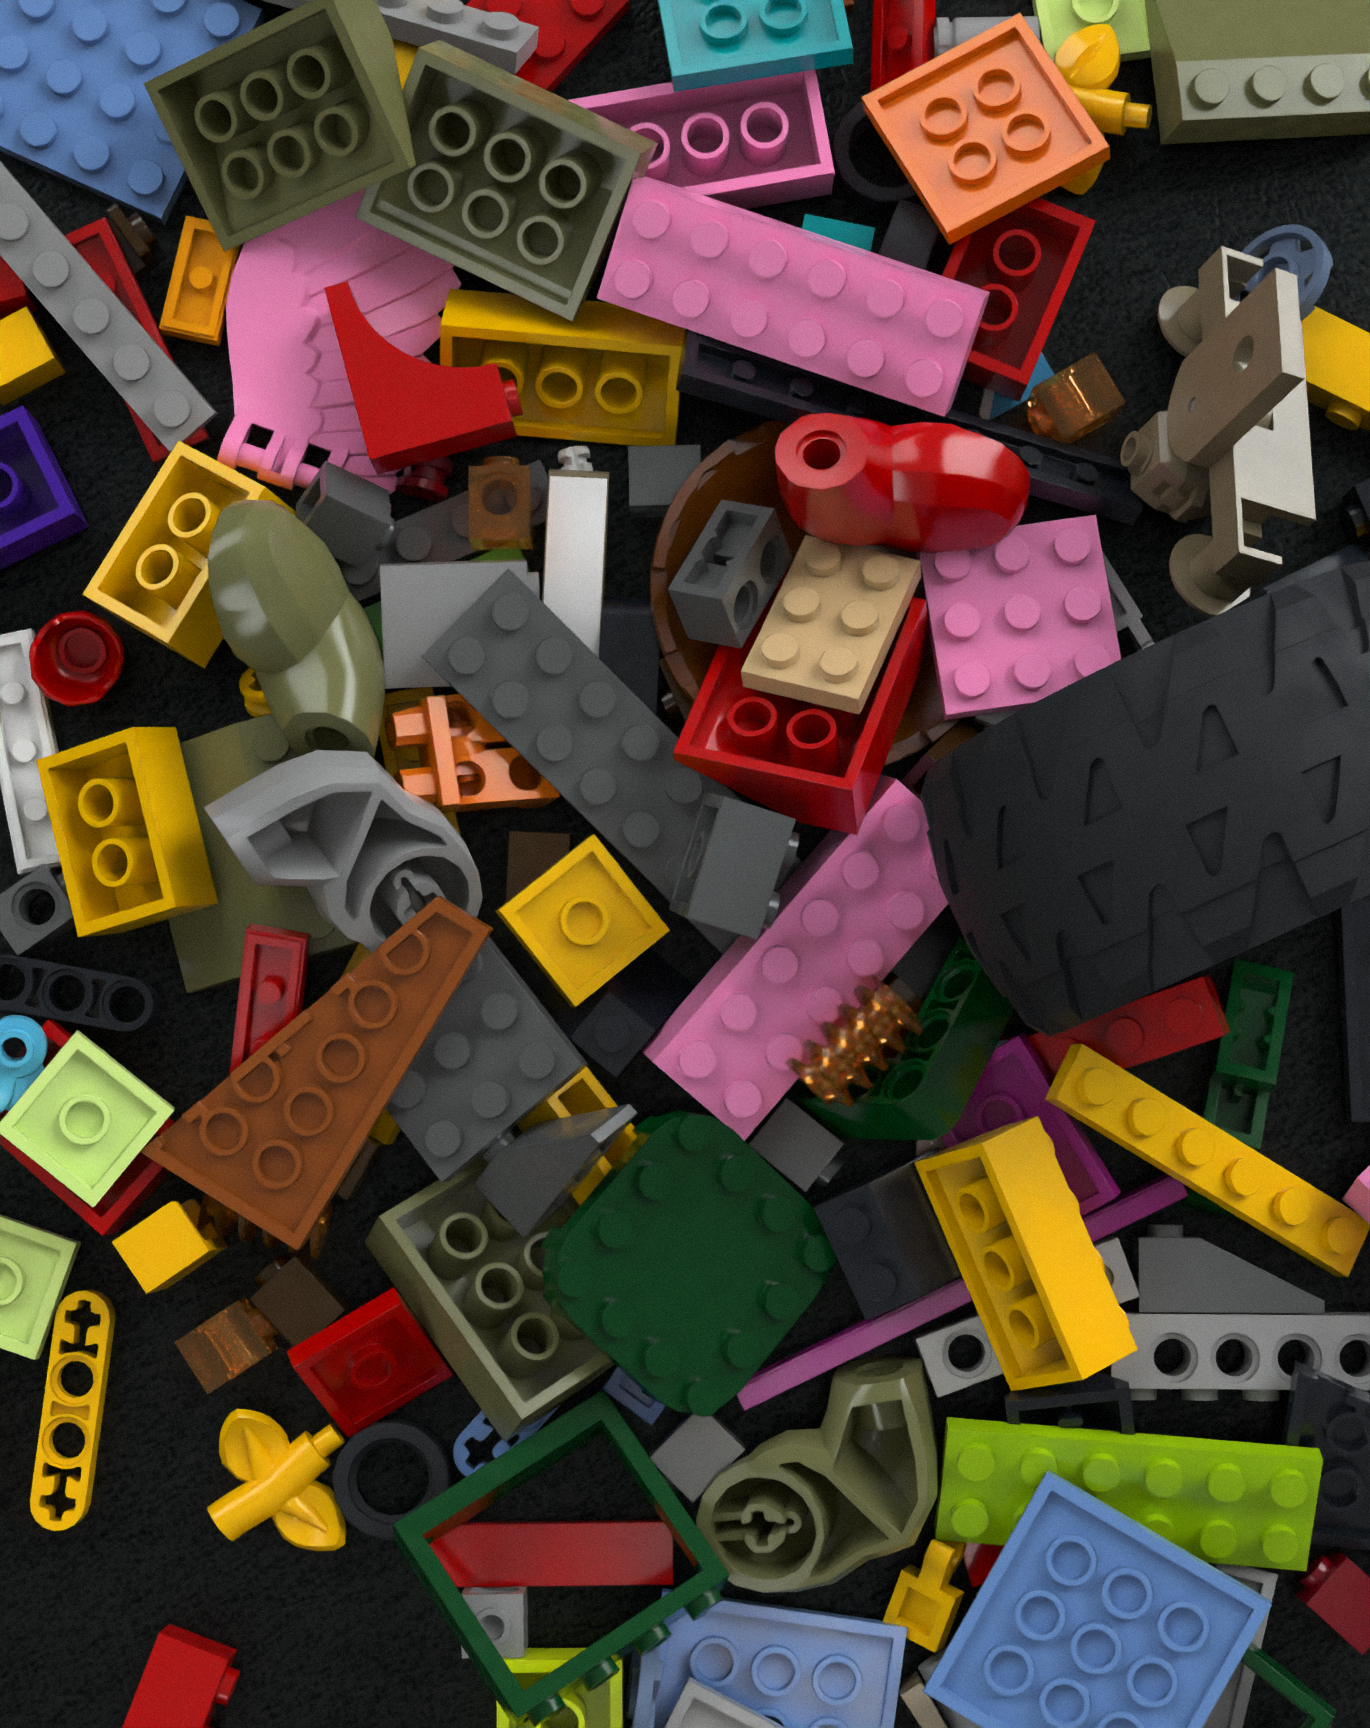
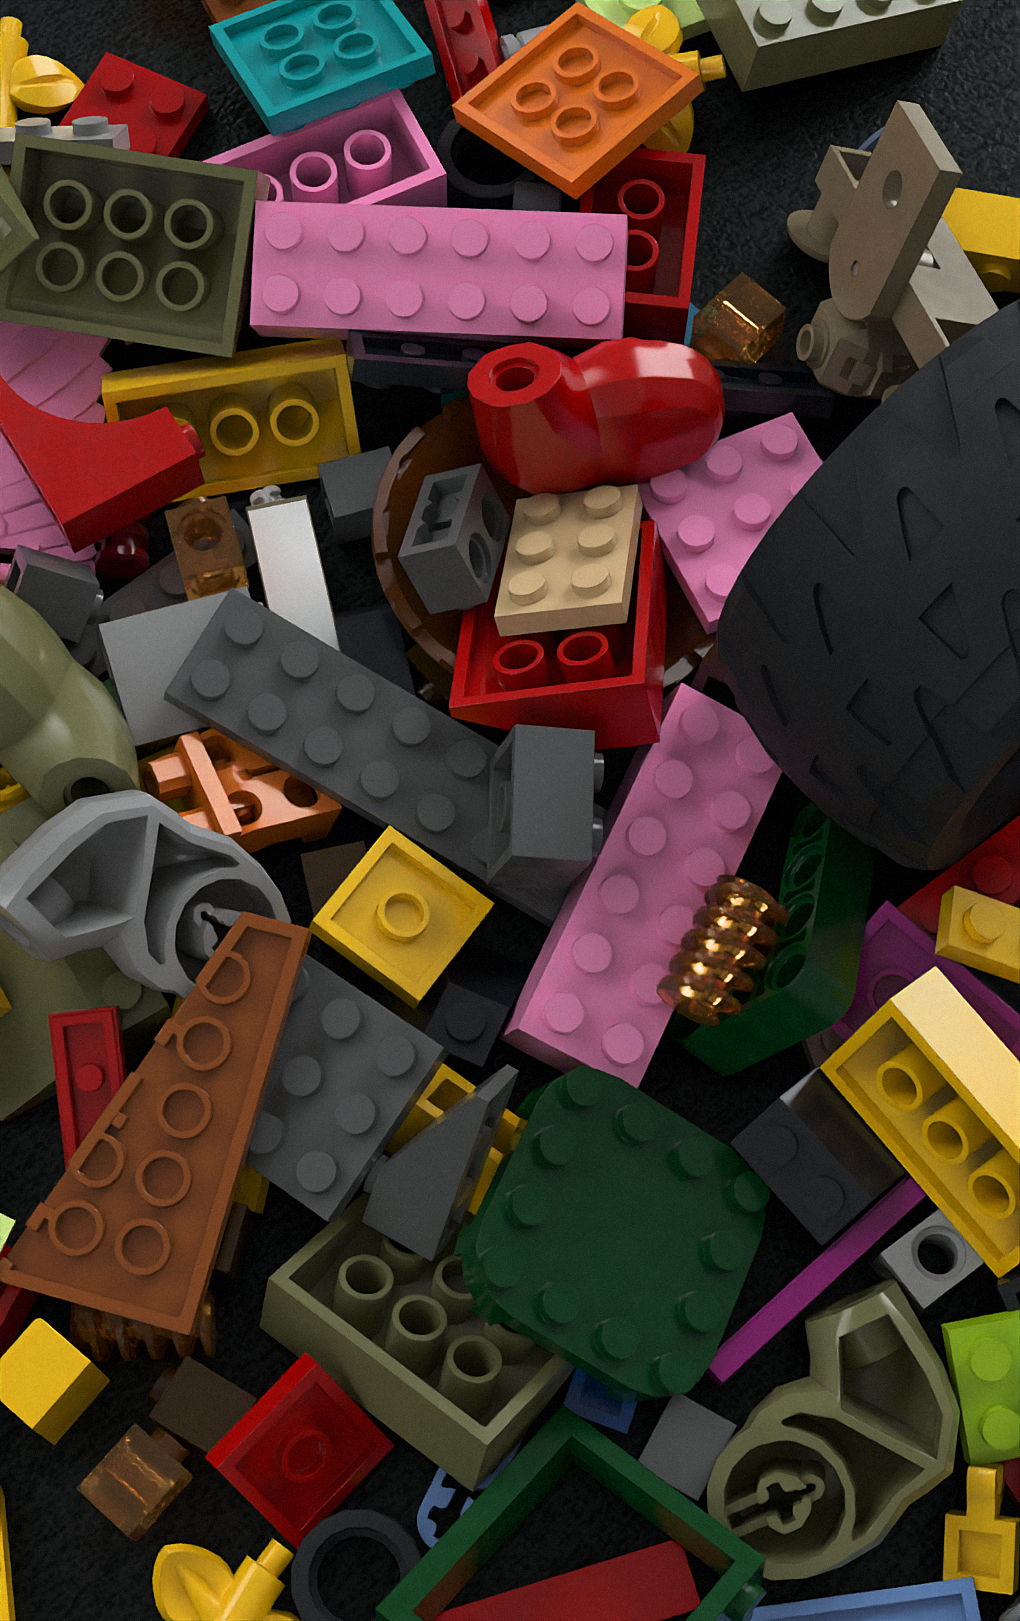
camera: 20 degrees left, 15 degrees down
(798, 1146) = (696, 1089): dark grey brick -> none

